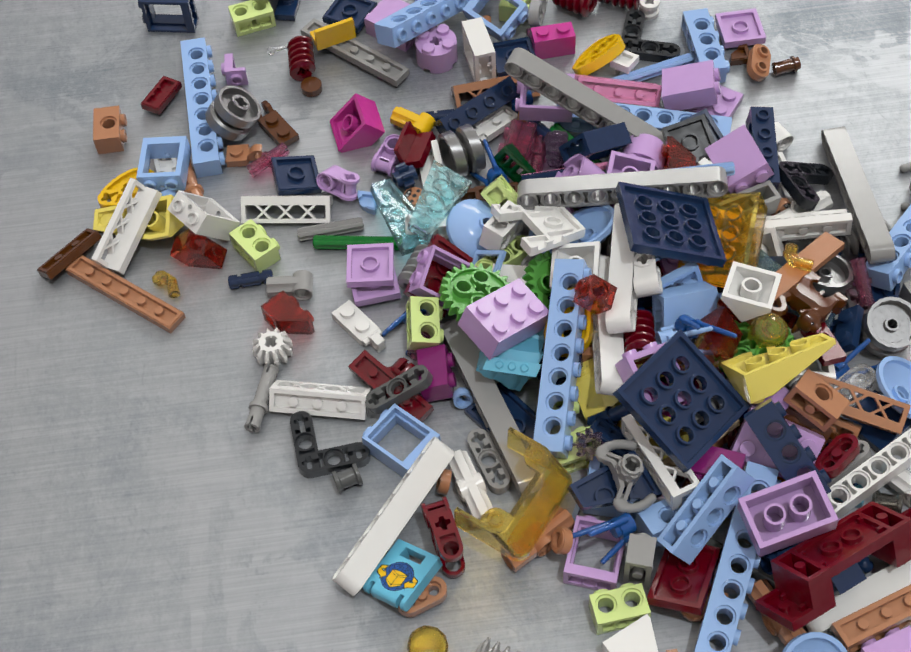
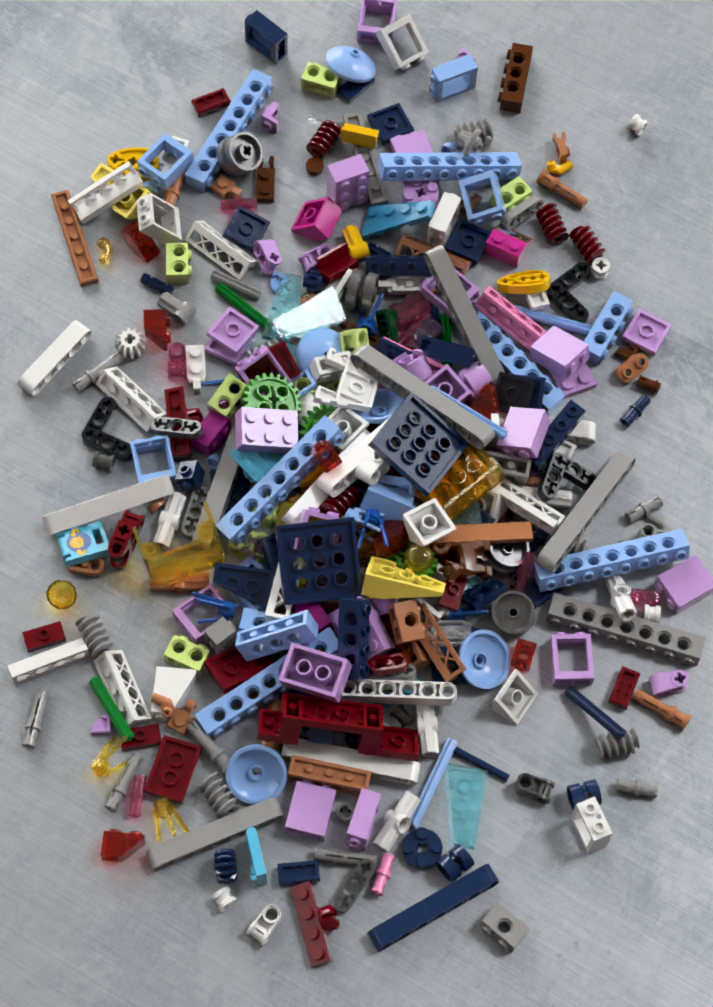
camera: 30 degrees right, 10 degrees up
(69, 253) = (61, 184): reddish brown tile -> none
(109, 129) = (158, 98): nougat brick -> none
(203, 416) = (54, 358): none -> white beam
(340, 335) = (177, 364): none -> clear pink piece
(362, 68) = (348, 182): none -> lavender brick
(425, 79) = (394, 216): none -> dark azure wing
(453, 426) = (190, 475): none -> dark blue brick
(562, 540) = (186, 592): nougat tile -> none
(625, 473) = (252, 580): light grey piece -> none
(794, 260) = (486, 524): clear yellow arm -> none
(798, 94) = (635, 411): none -> dark blue axle
(893, 164) = (644, 509): none -> light grey pin

